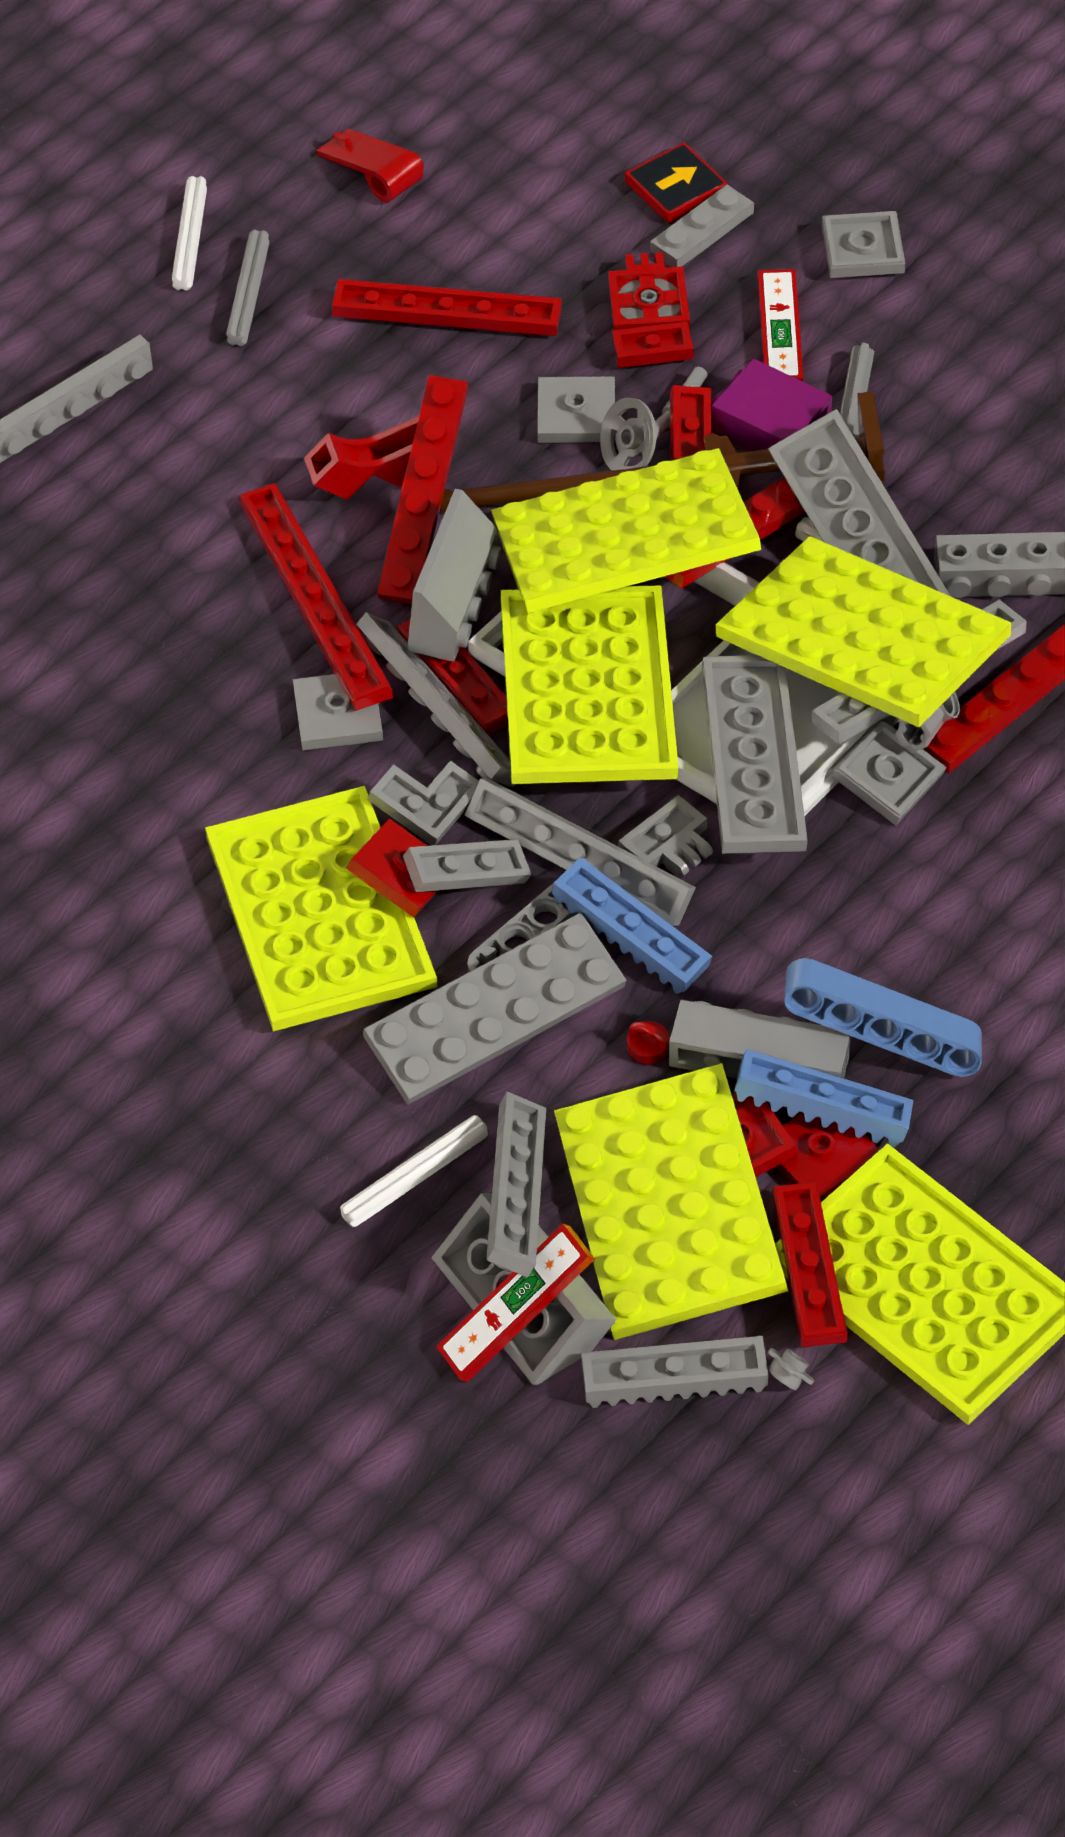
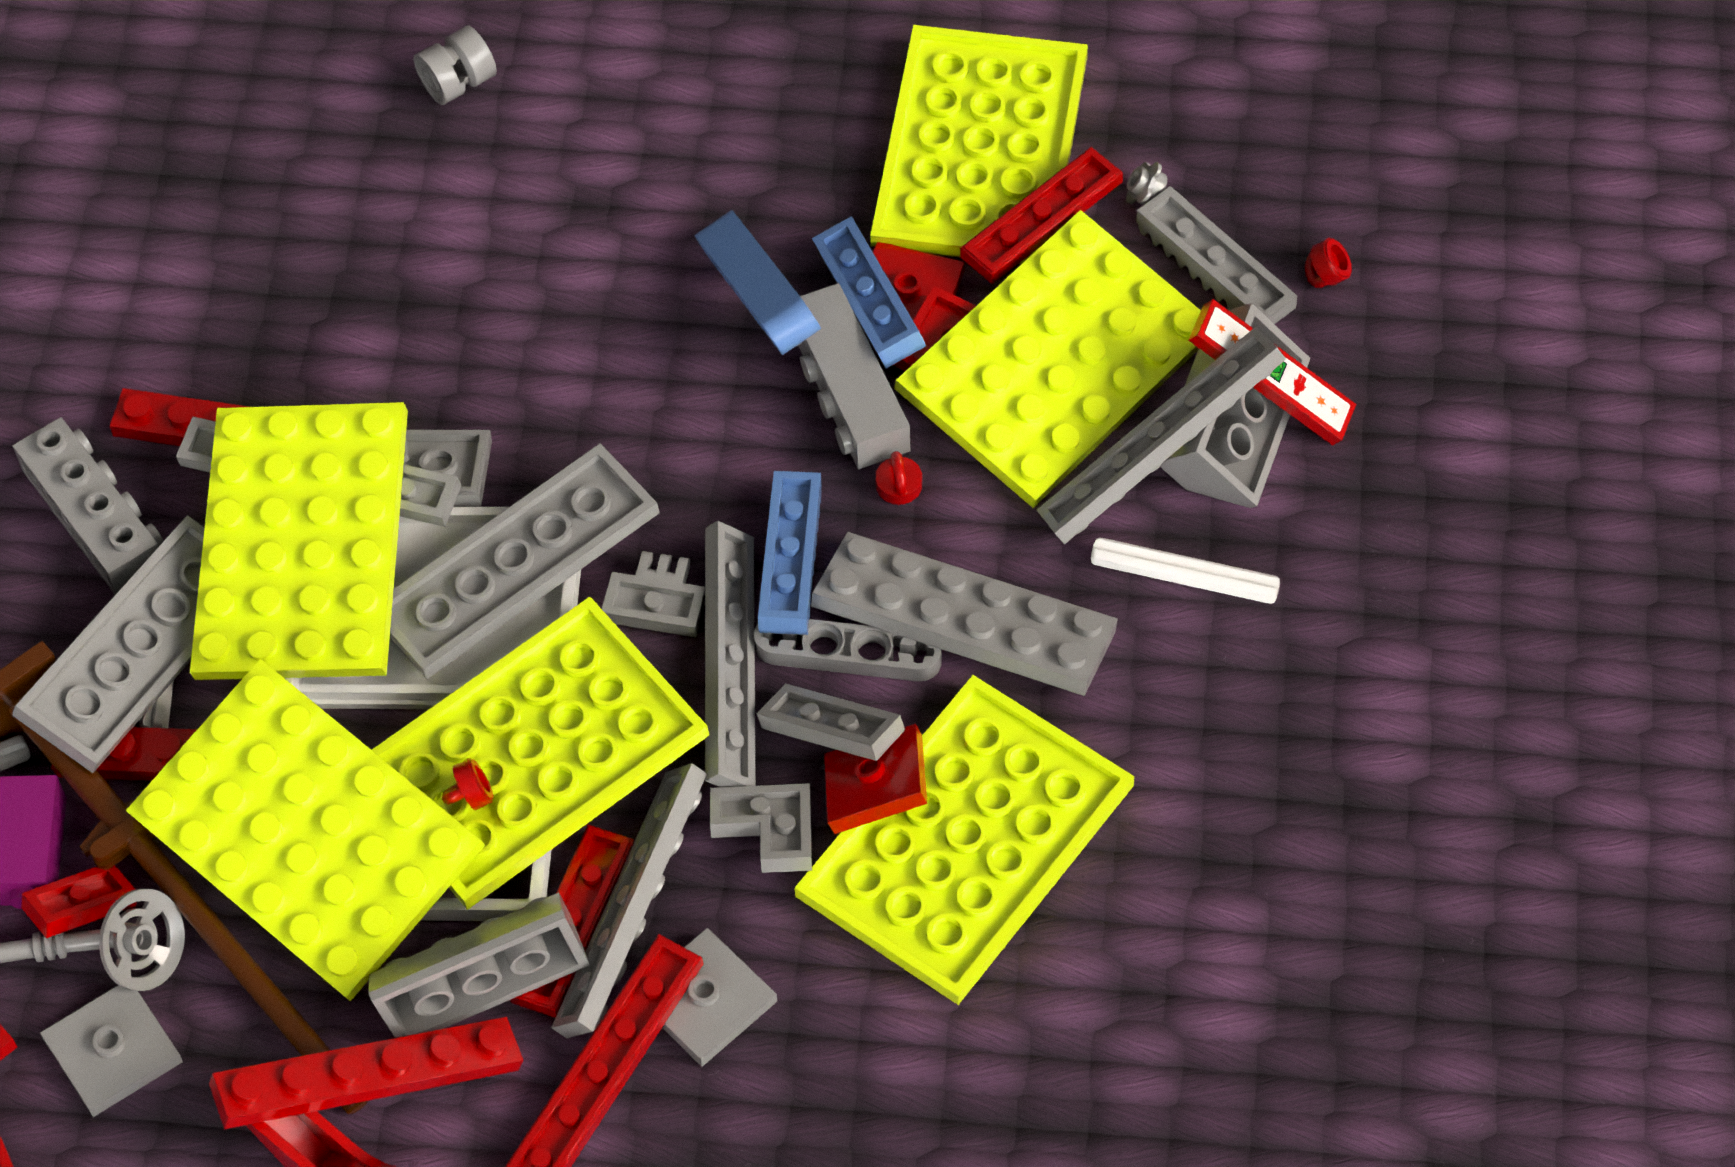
camera: 125 degrees left, 5 degrees up
(574, 620) = (470, 784): none -> red tile
(604, 1448) = (1328, 261): none -> red tile

